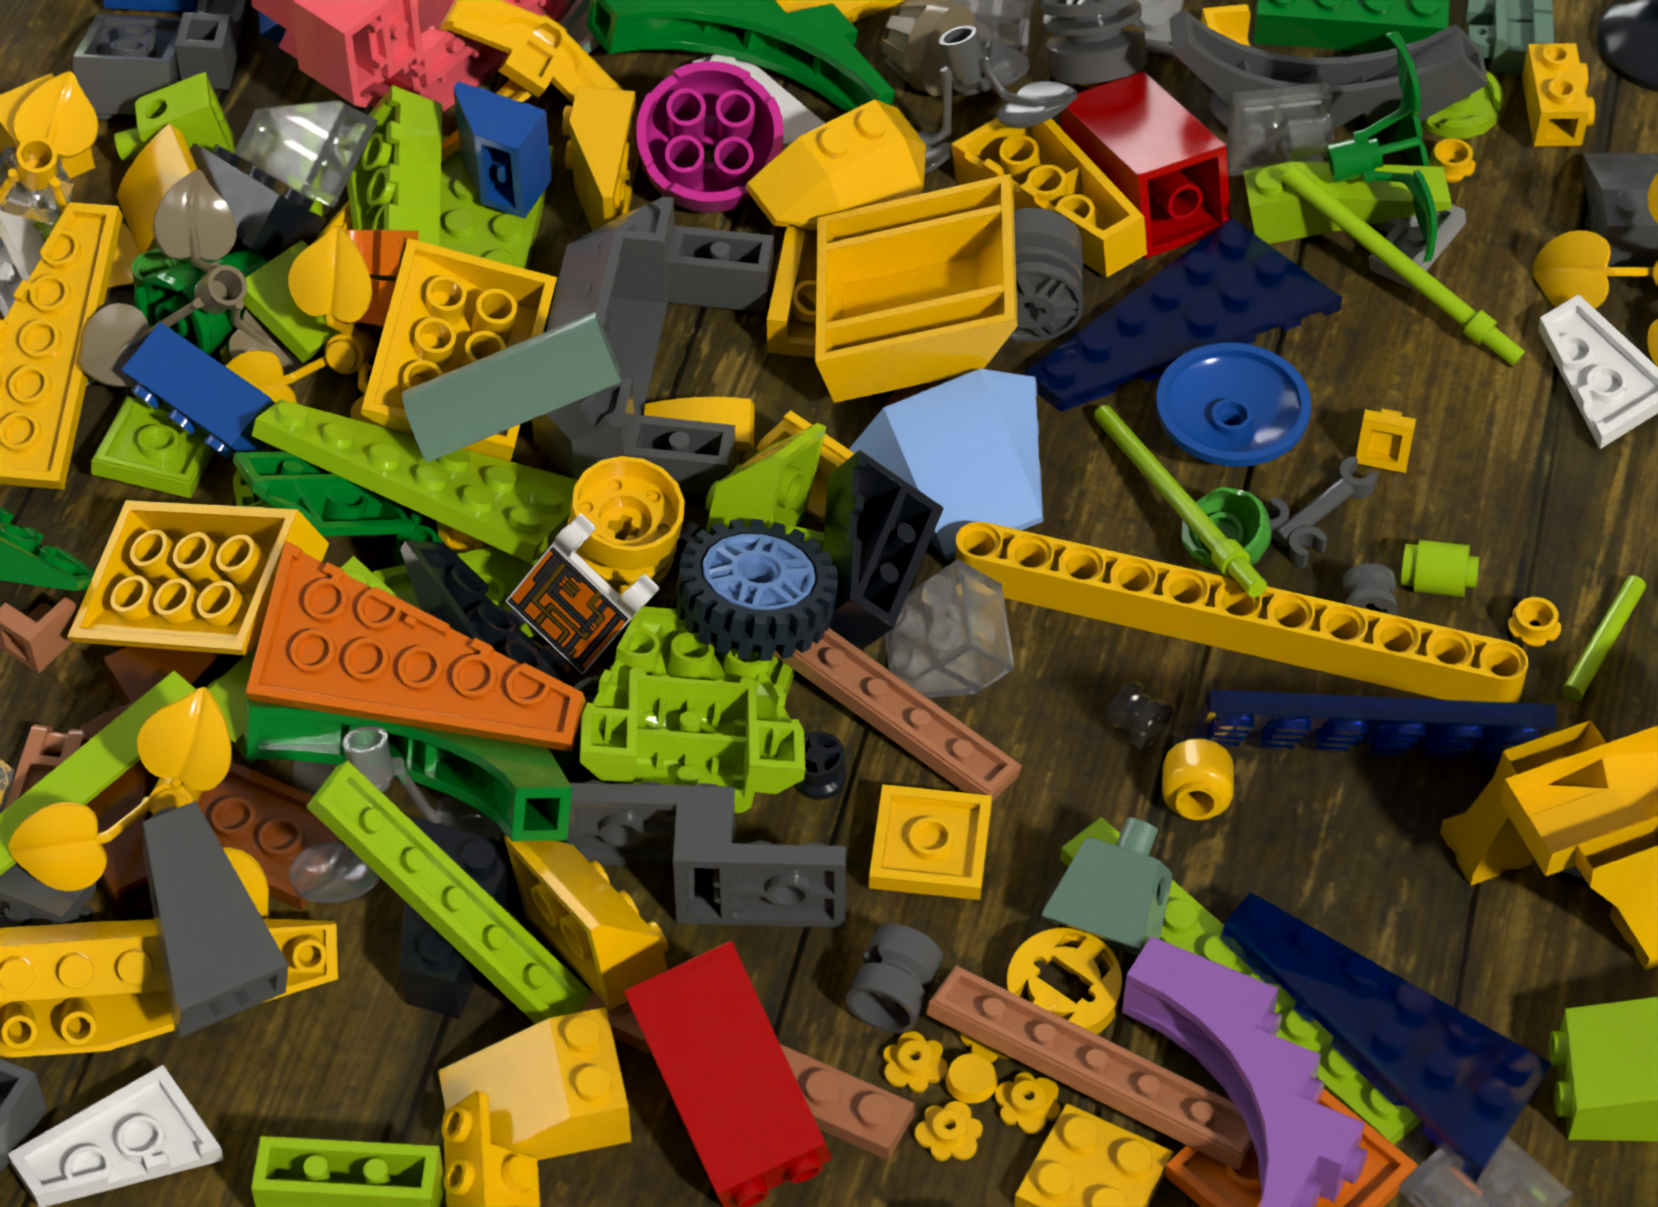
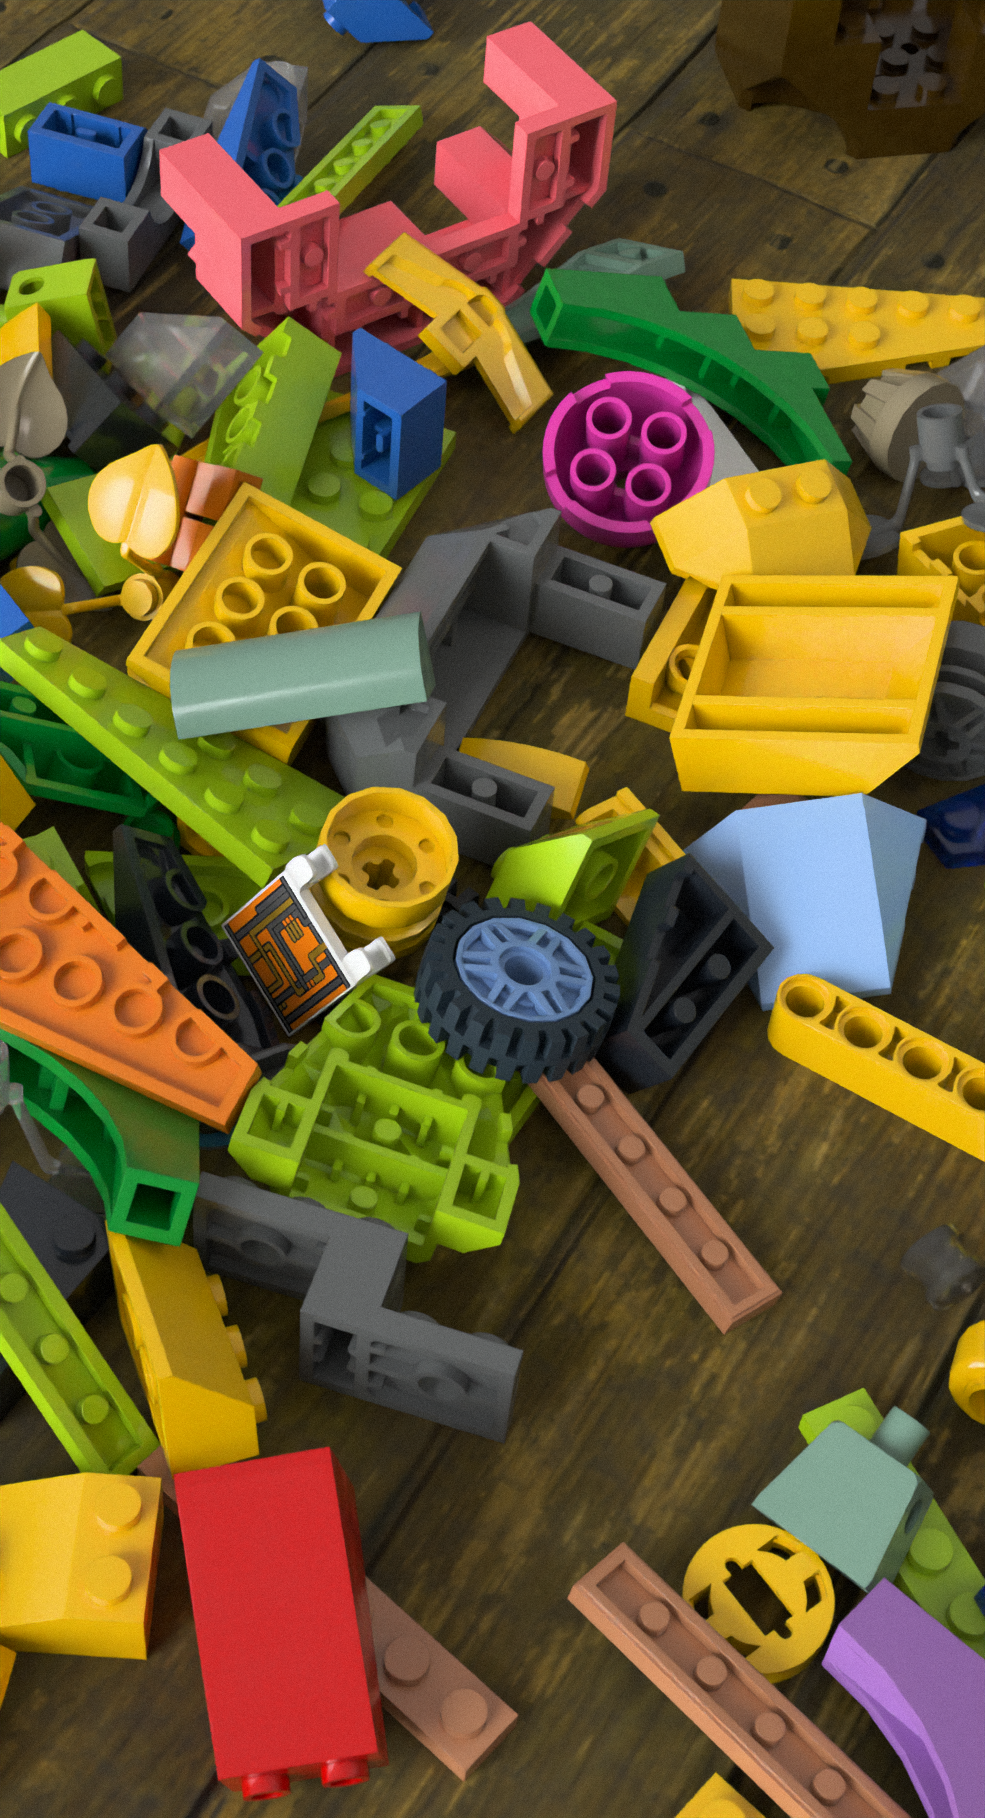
camera: 10 degrees right, 0 degrees up
(602, 151) = (505, 444): yellow slope -> none
(828, 757) = (541, 1209): black wheel -> none
(893, 978) = (533, 1544): dark grey wheel -> none
(930, 842) = (641, 1363): yellow plate -> none
(951, 634) = (741, 1105): clear slope -> none
(971, 1081) = (600, 1703): yellow plant -> none

